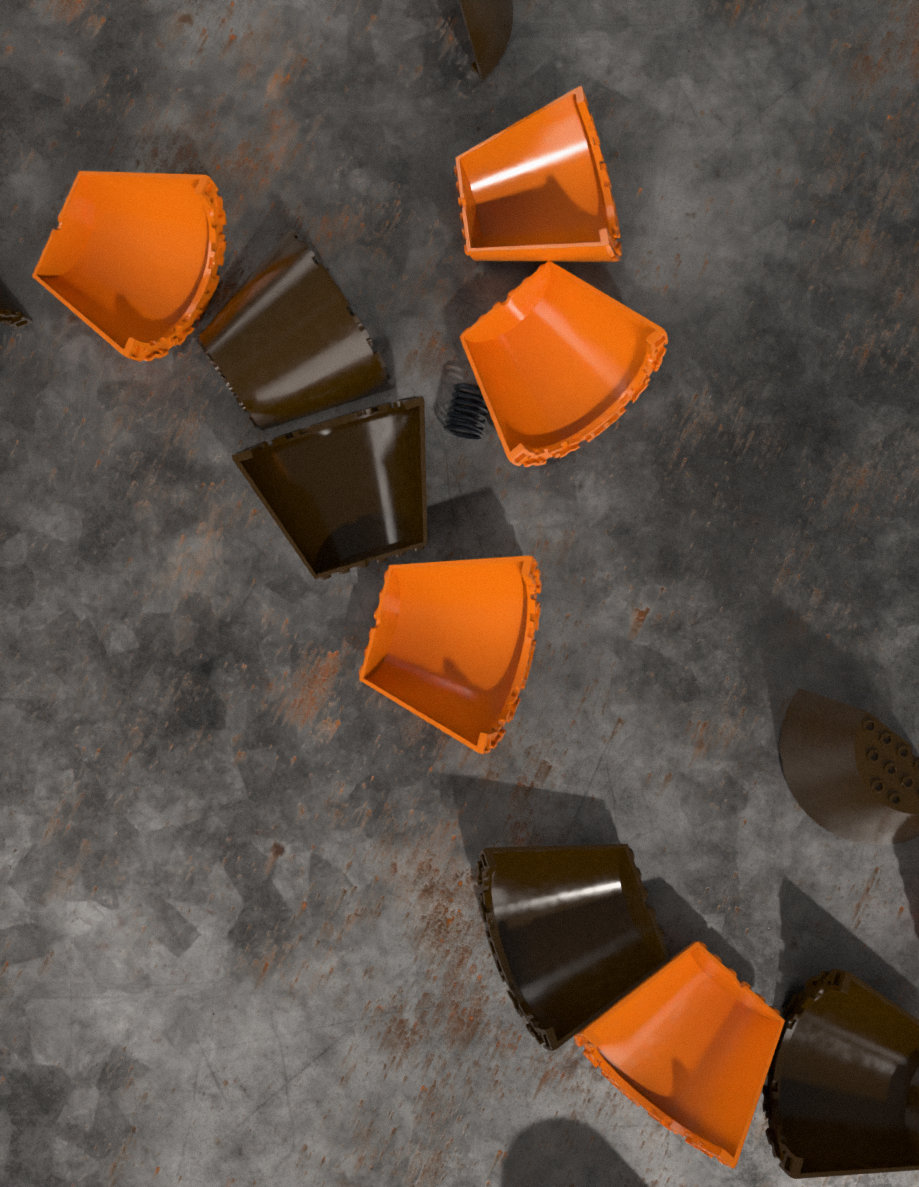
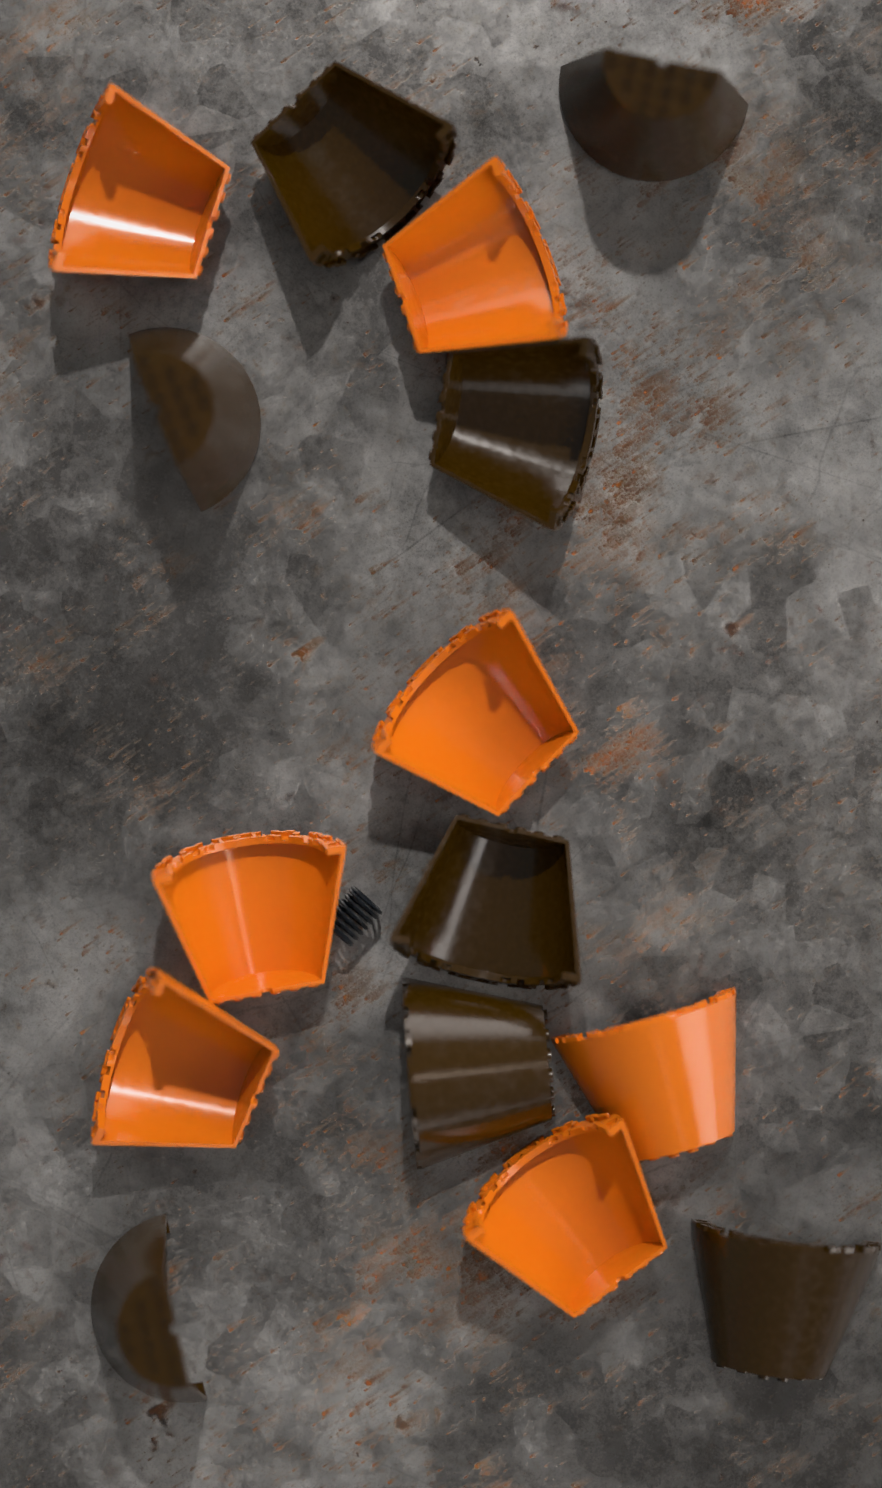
camera: 150 degrees left, 5 degrees up
(115, 419) = (663, 1075): none -> orange cone

